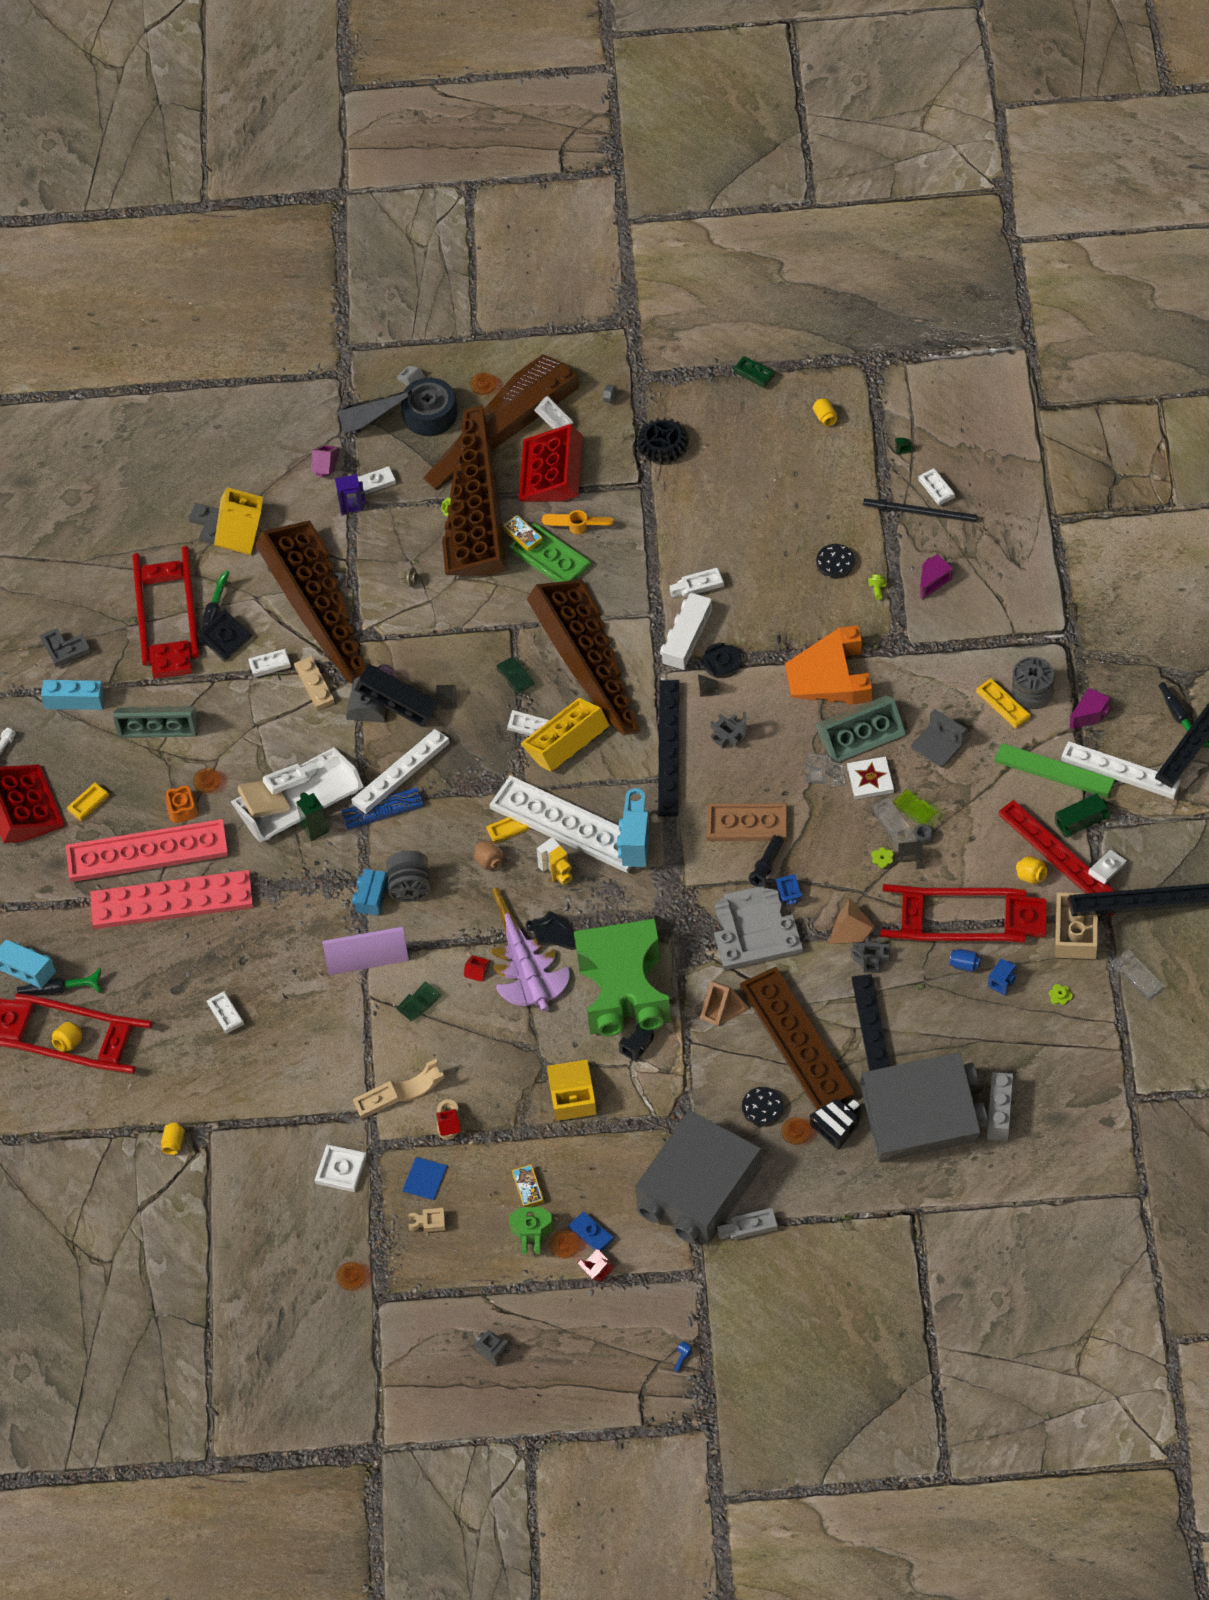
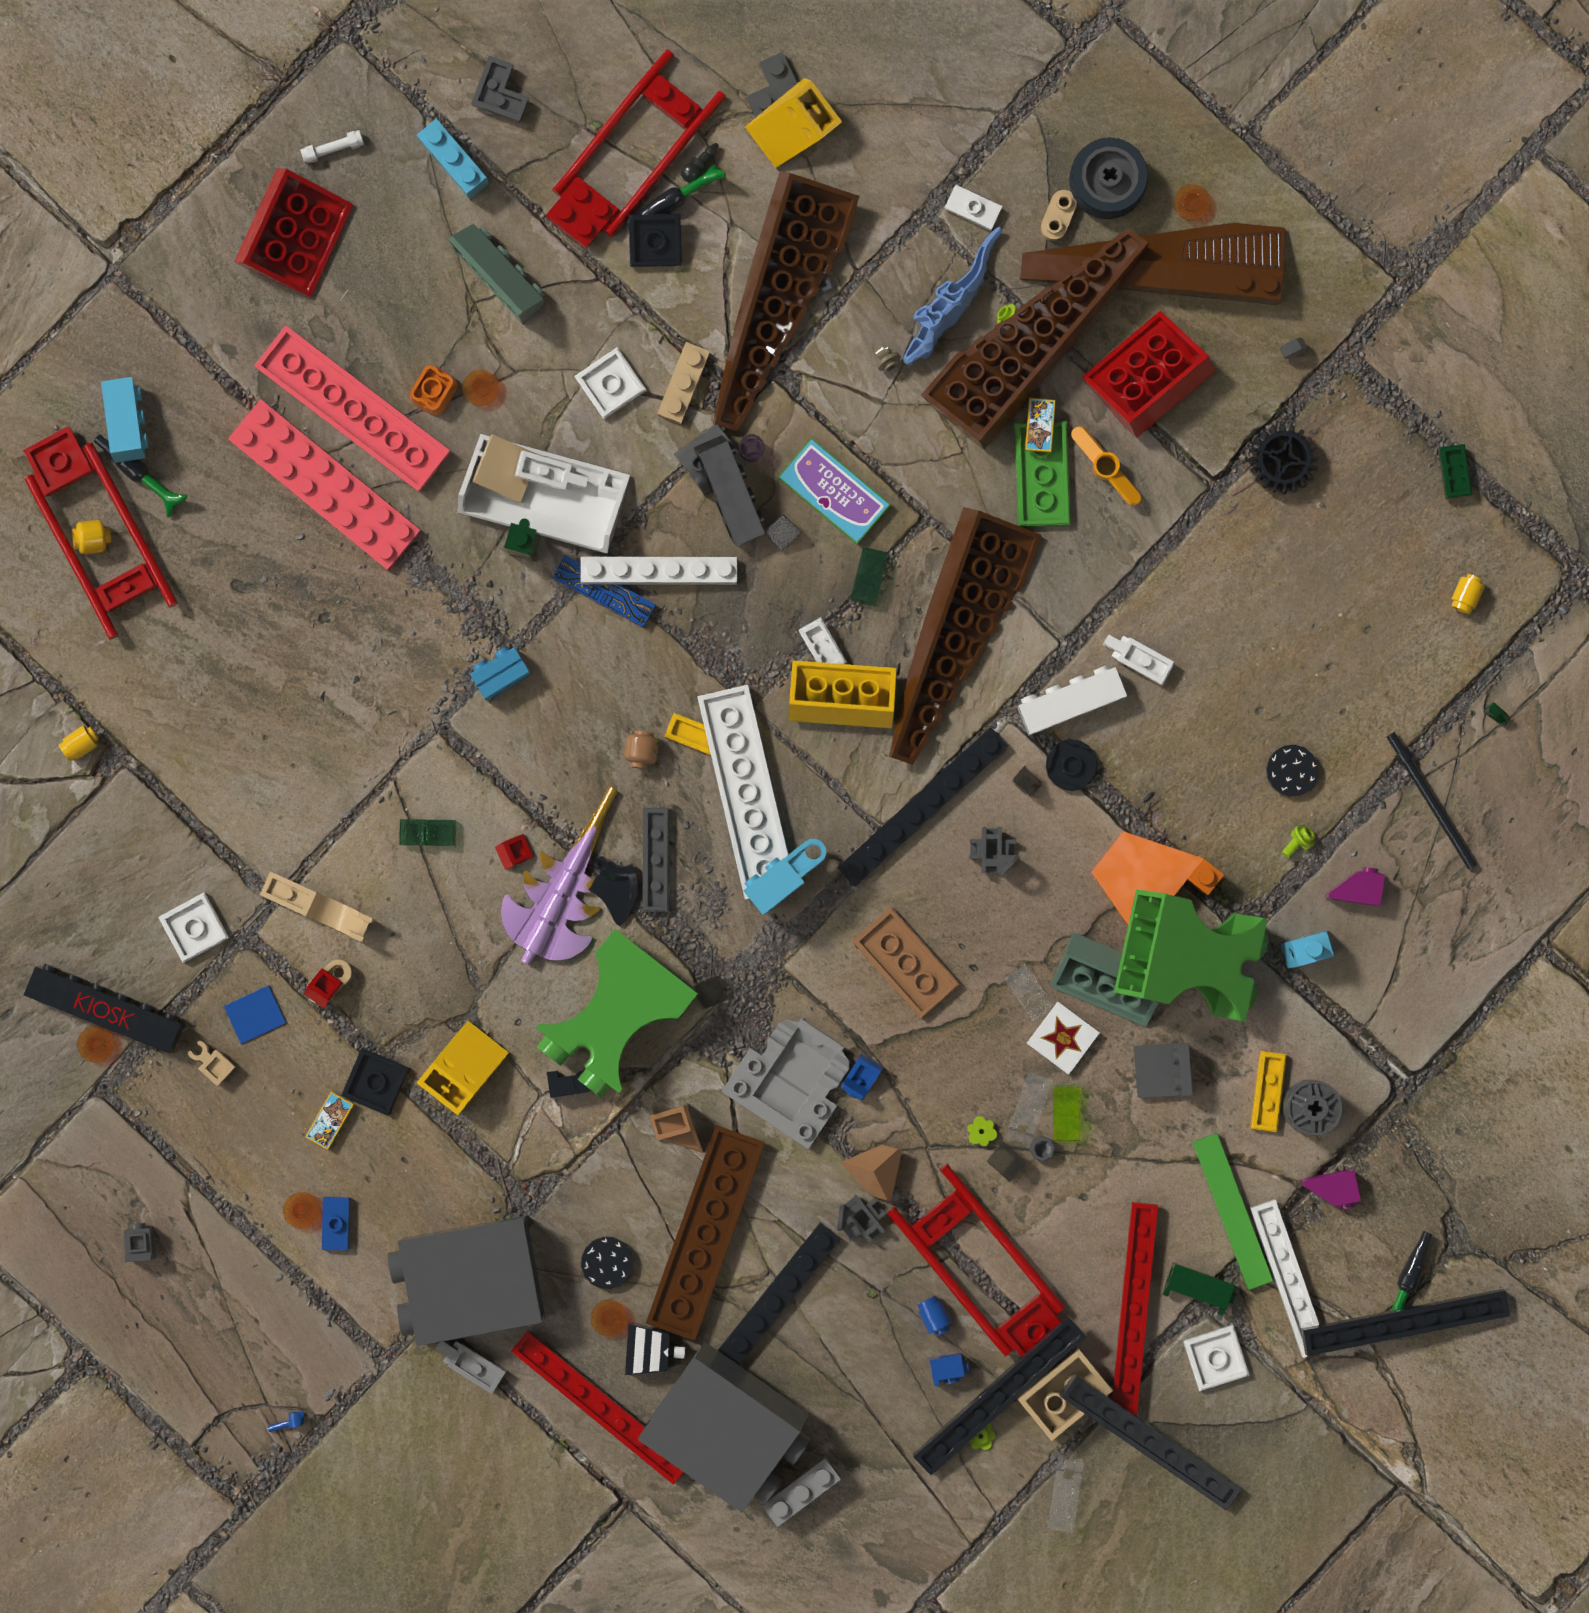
camera: 45 degrees right, 30 degrees up
(88, 801) = (355, 294): yellow tile -> none
(208, 586) = (692, 170): none -> pearl dark grey bar
(225, 1012) = (251, 660): white plate -> none
(269, 663) = (665, 316): white plate -> none
(274, 718) = (610, 383): none -> white tile
(324, 460) = (951, 132): magenta slope -> none
(333, 1252) = (104, 1009): none -> black brick
(350, 494) = (926, 206): dark purple window -> none
(359, 414) = (1040, 120): black wedge -> none
(365, 950) = (428, 737): lavender slope -> none
(408, 876) = (543, 699): dark grey wheel -> none
(410, 374) = (1135, 117): light grey slope -> none
(412, 528) = (949, 305): none -> medium blue animal
(421, 445) = (1059, 215): none -> tan plate
(451, 657) = (834, 491): none -> tile
(530, 1144) = (375, 1081): none -> black tile
(531, 1228) = (283, 1170): bright green hinge -> none
(552, 414) = (1211, 320): white plate -> none
(555, 859) = (688, 828): yellow hips -> none
(557, 900) = (655, 859): none -> dark grey tile
(597, 1265) = (303, 1263): panel -> none
(764, 866) = (863, 1031): black pin -> none
(844, 1176) = (591, 1401): none -> red plate
(879, 666) = (1175, 951): none -> bright green brick
(936, 486) = (1474, 792): white plate -> none
(945, 615) = (1307, 949): none -> medium azure torso
(1031, 870) = (1092, 1292): yellow head -> none
(1044, 959) = (999, 1395): none -> black plate
(1107, 867) = (1160, 1363): white plate -> none
(1132, 841) = (1216, 1357): none -> white tile

